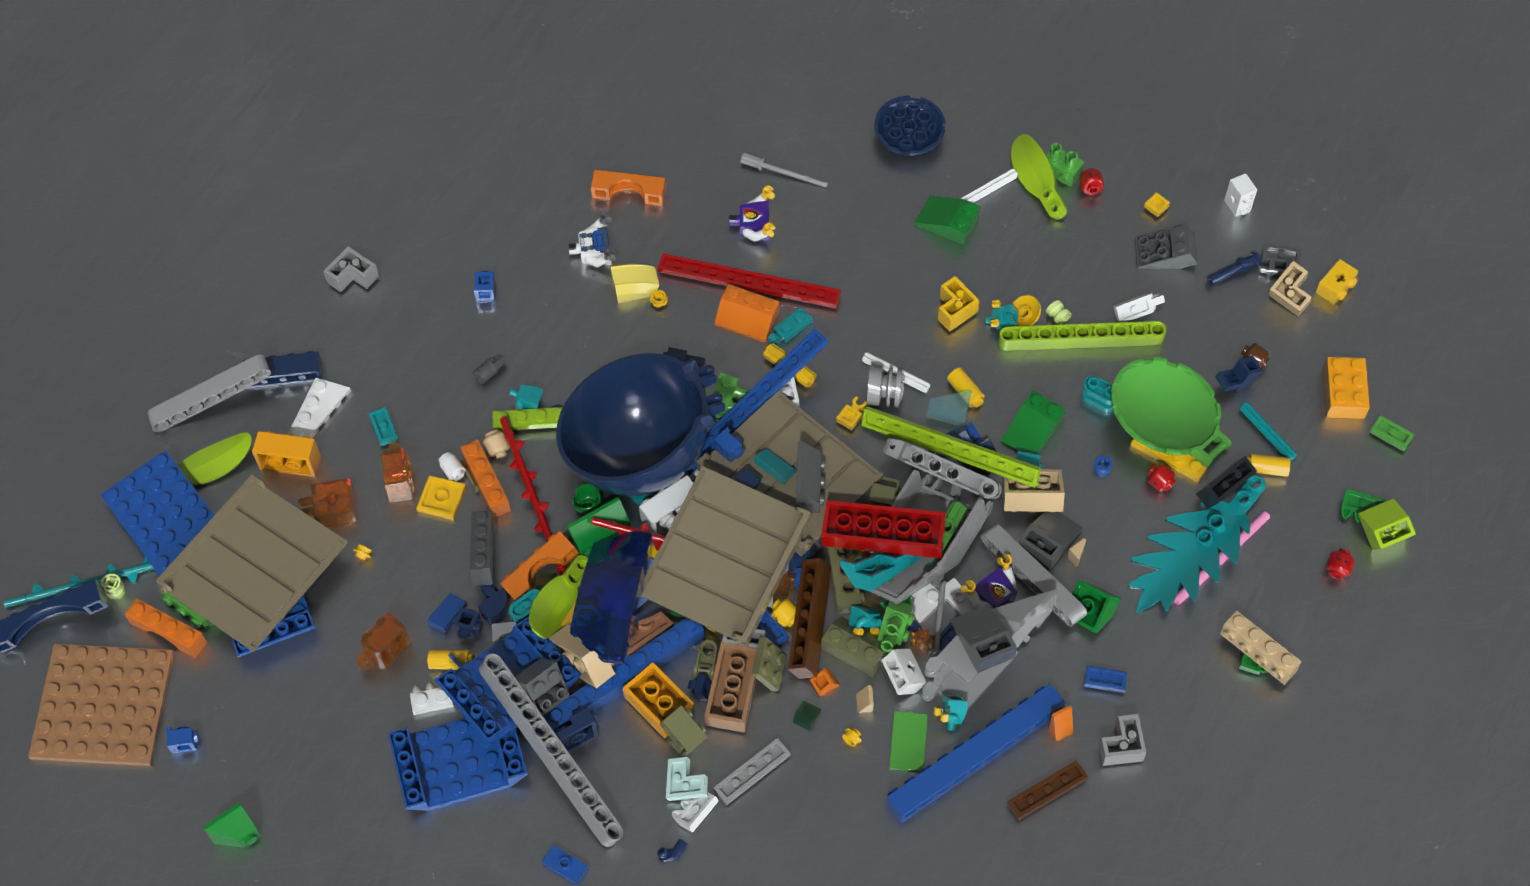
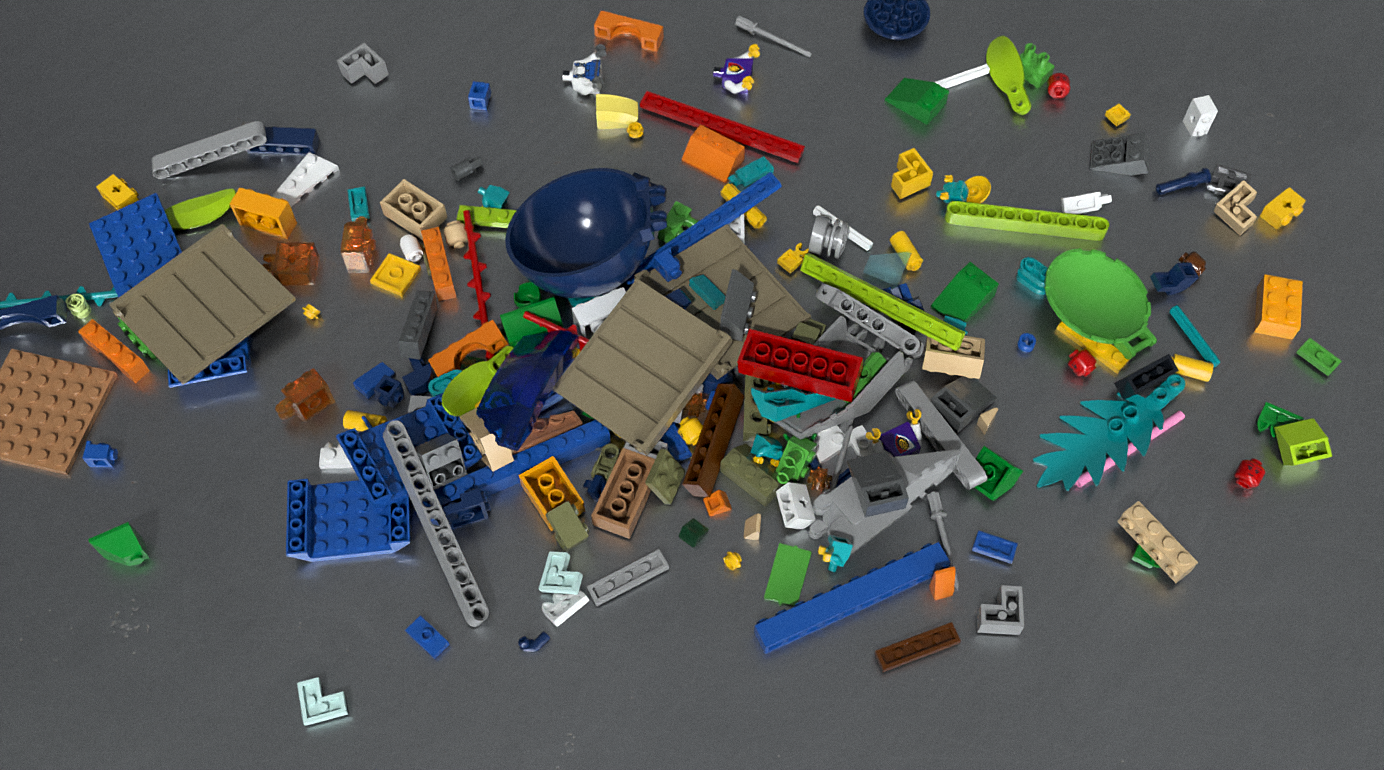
camera: 10 degrees right, 0 degrees up
(120, 456) = (117, 192): none -> yellow brick
(445, 424) = (413, 208): none -> tan brick
(1045, 656) = (938, 514): none -> light grey piece
(1058, 312) = (1007, 196): yellowish green wheel -> none

